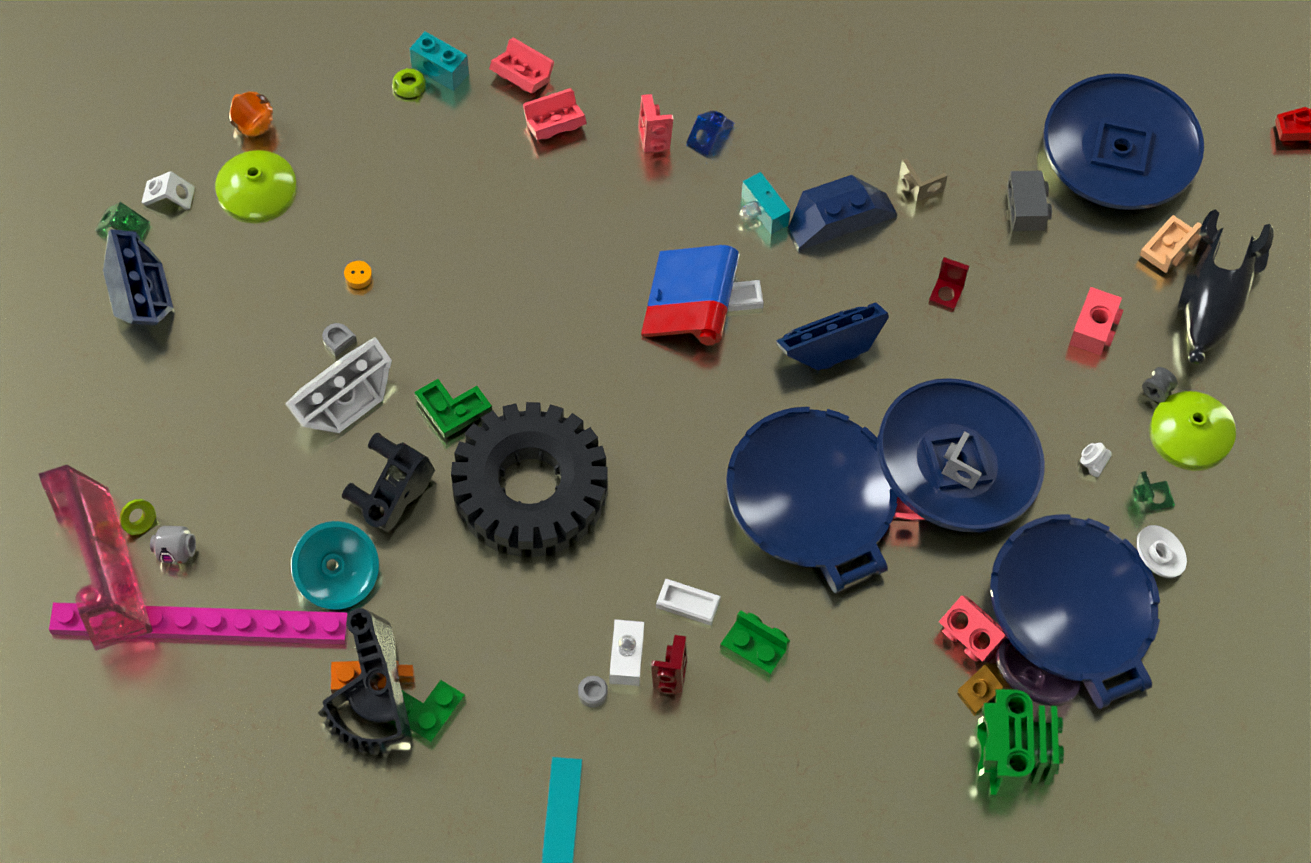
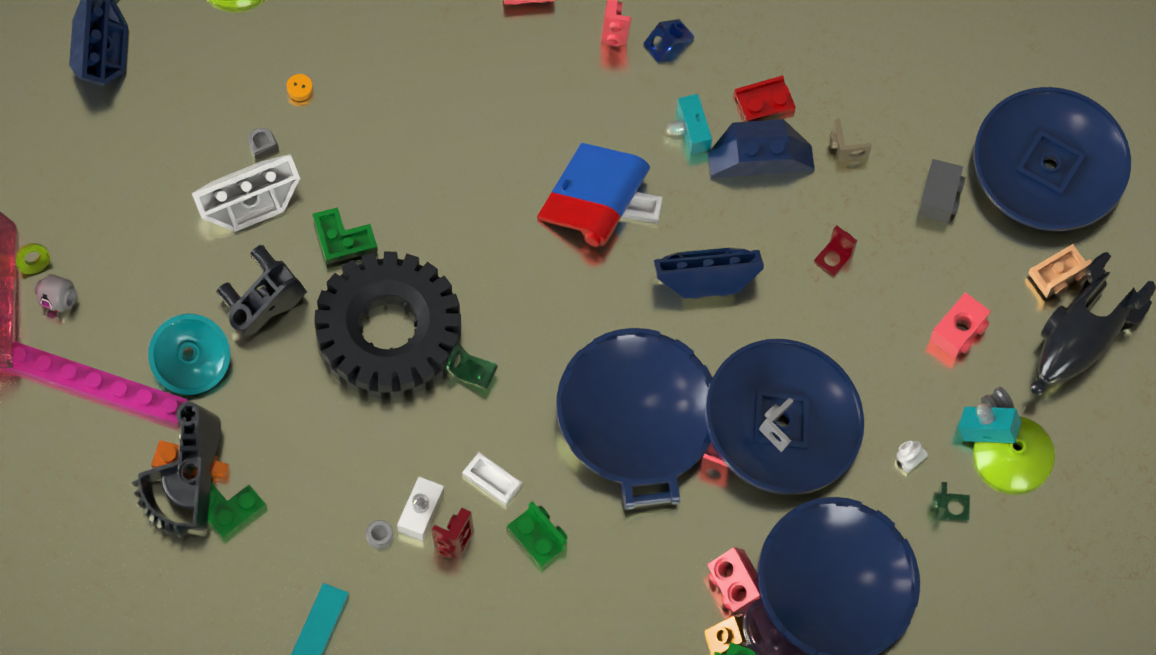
camera: 15 degrees right, 5 degrees up
(629, 499) = (471, 368): none -> clear green bracket
(824, 162) = (764, 100): none -> red plate
(1161, 551) = (945, 560): white dish -> none
(1162, 405) = (989, 424): none -> teal piece

